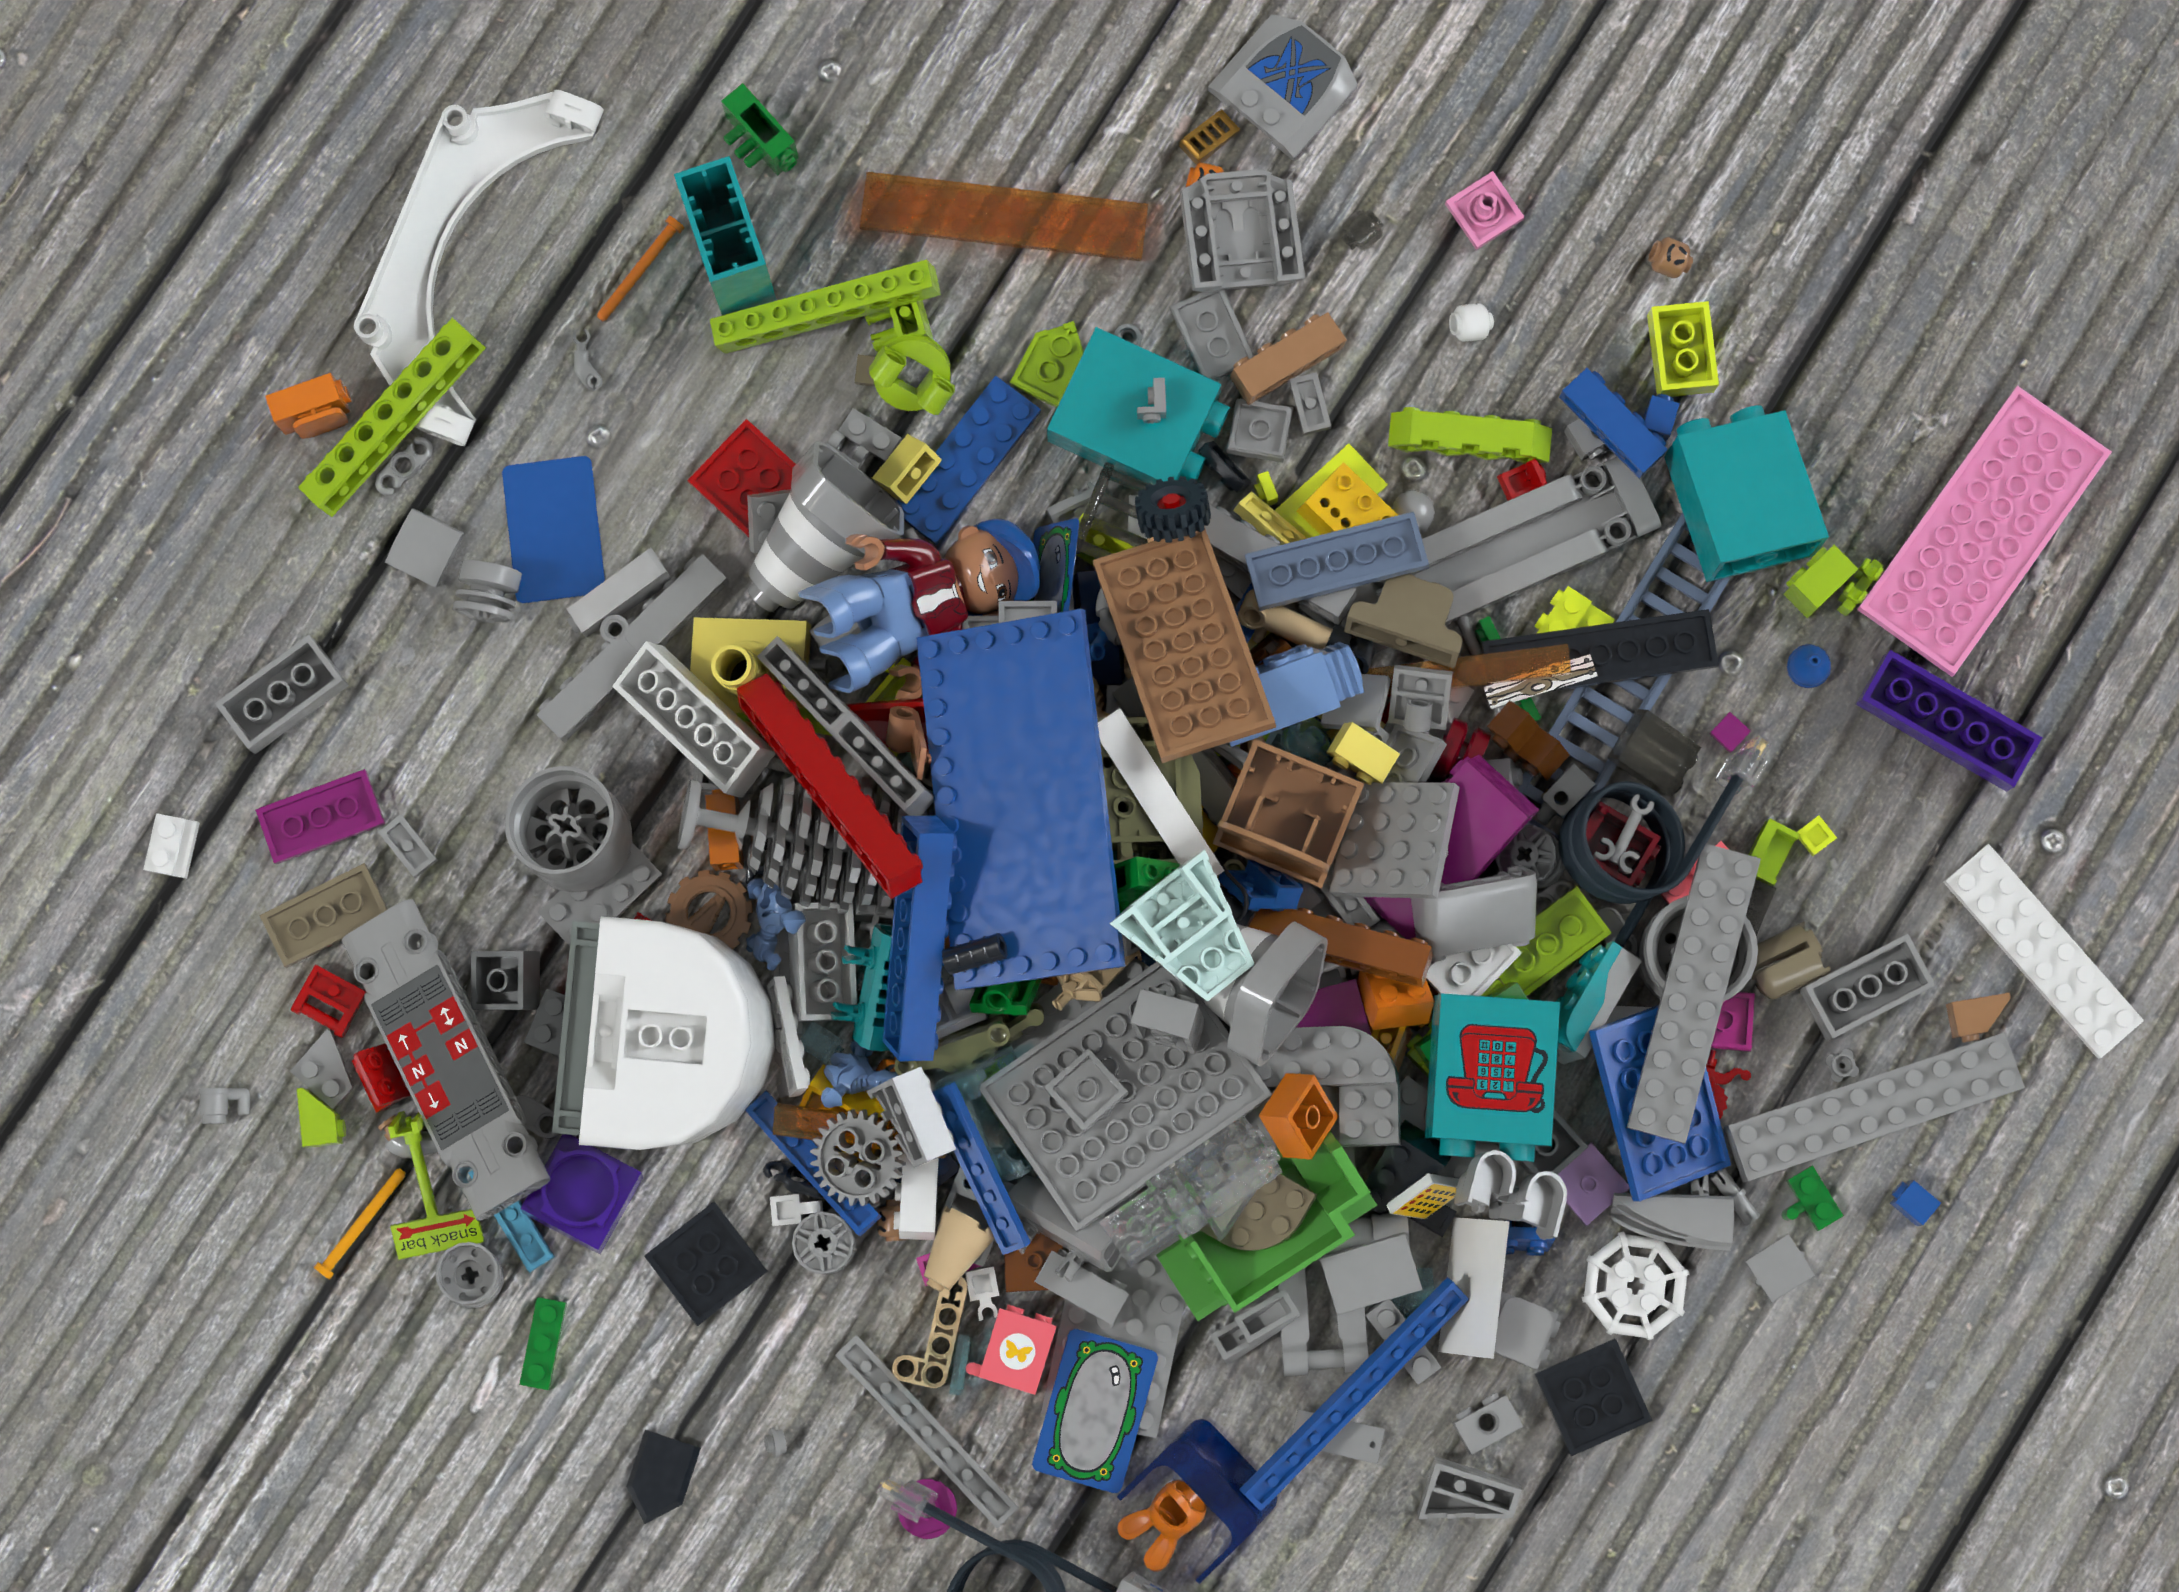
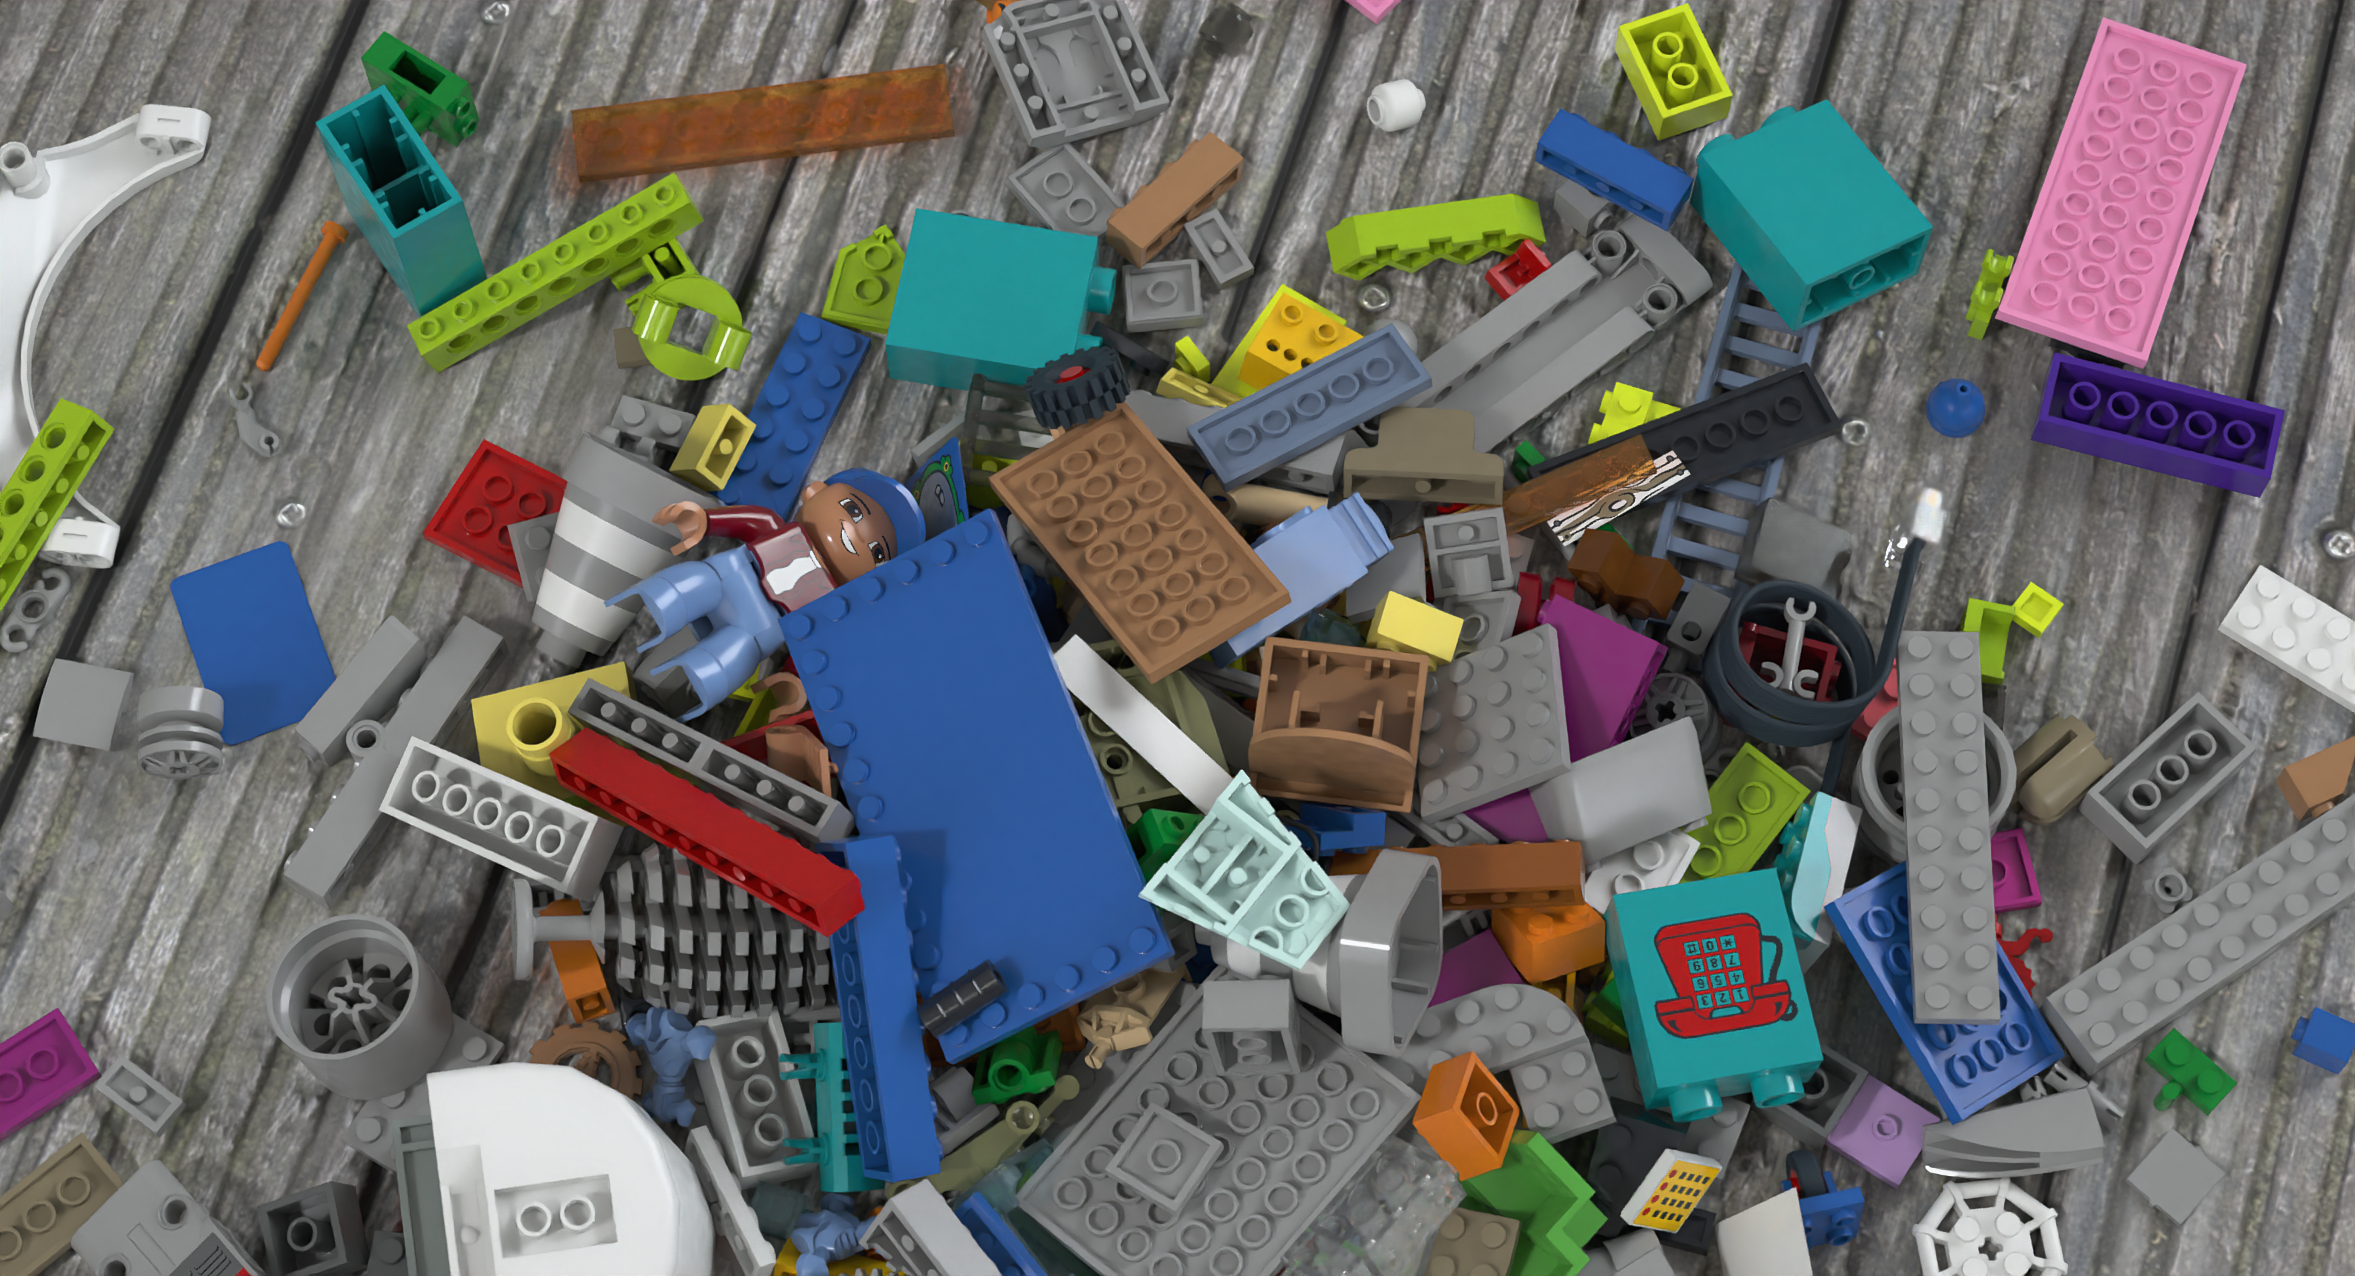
camera: 15 degrees left, 15 degrees down
(1156, 396) = (1021, 277): light grey bracket -> none
(1492, 1179) = (1754, 1146): light grey piece -> none
(1661, 415) = (1671, 147): blue brick -> none
(1730, 732) = (1881, 512): magenta tile -> none
(1824, 577) = (1935, 295): lime brick -> none

